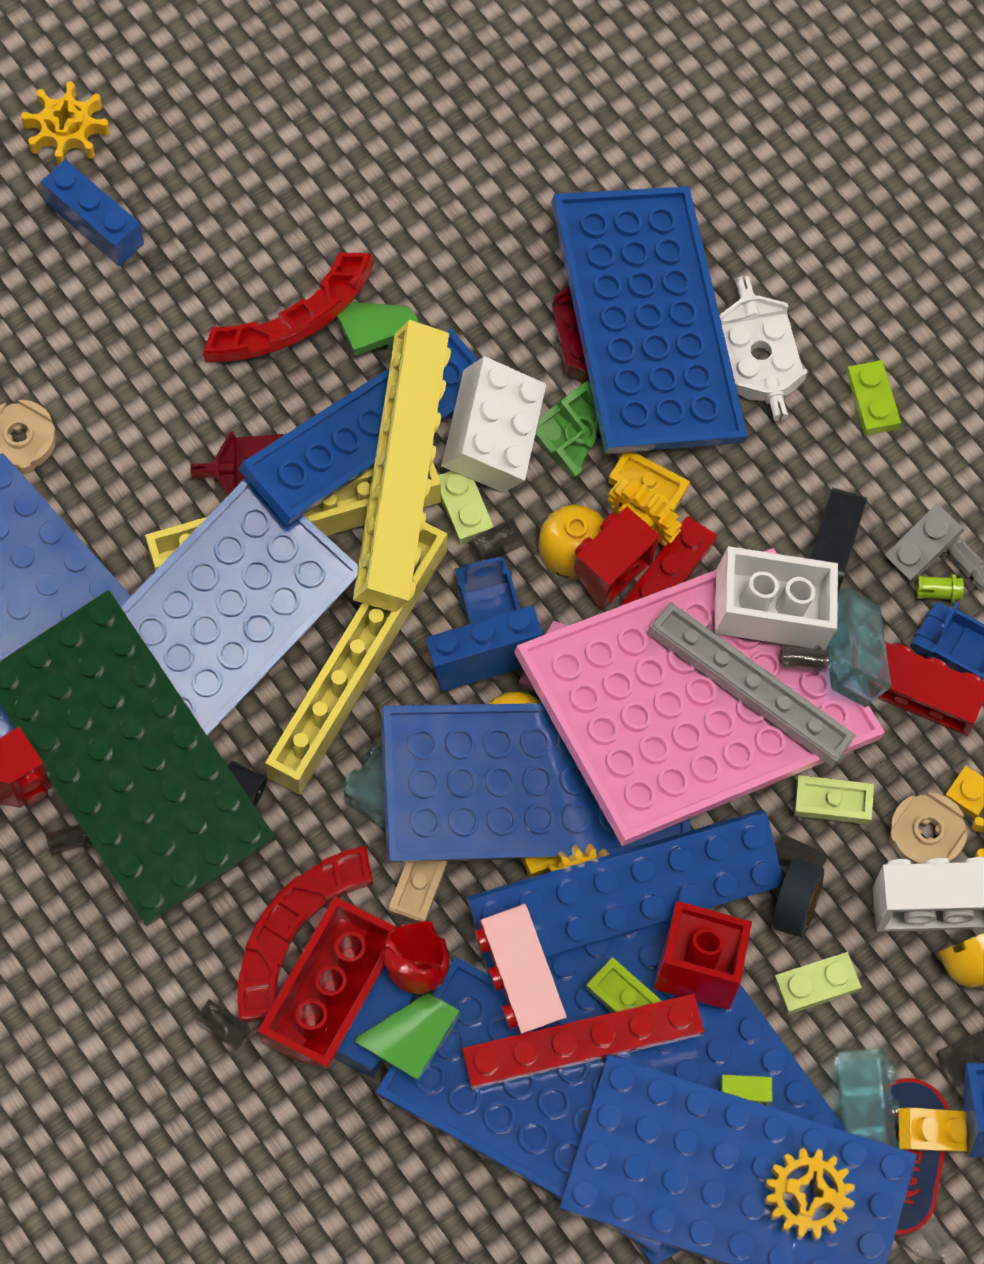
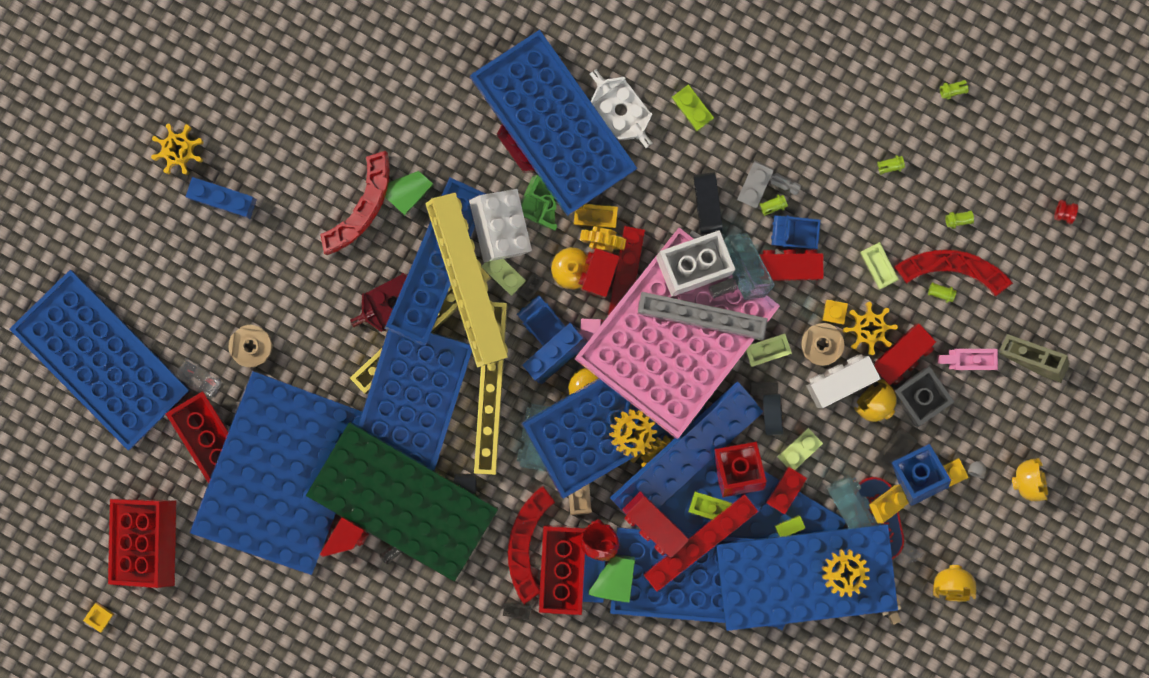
camera: 25 degrees left, 20 degrees up
(553, 794) = (637, 440): none -> yellow gear
(766, 1030) = (786, 490): none -> red plate

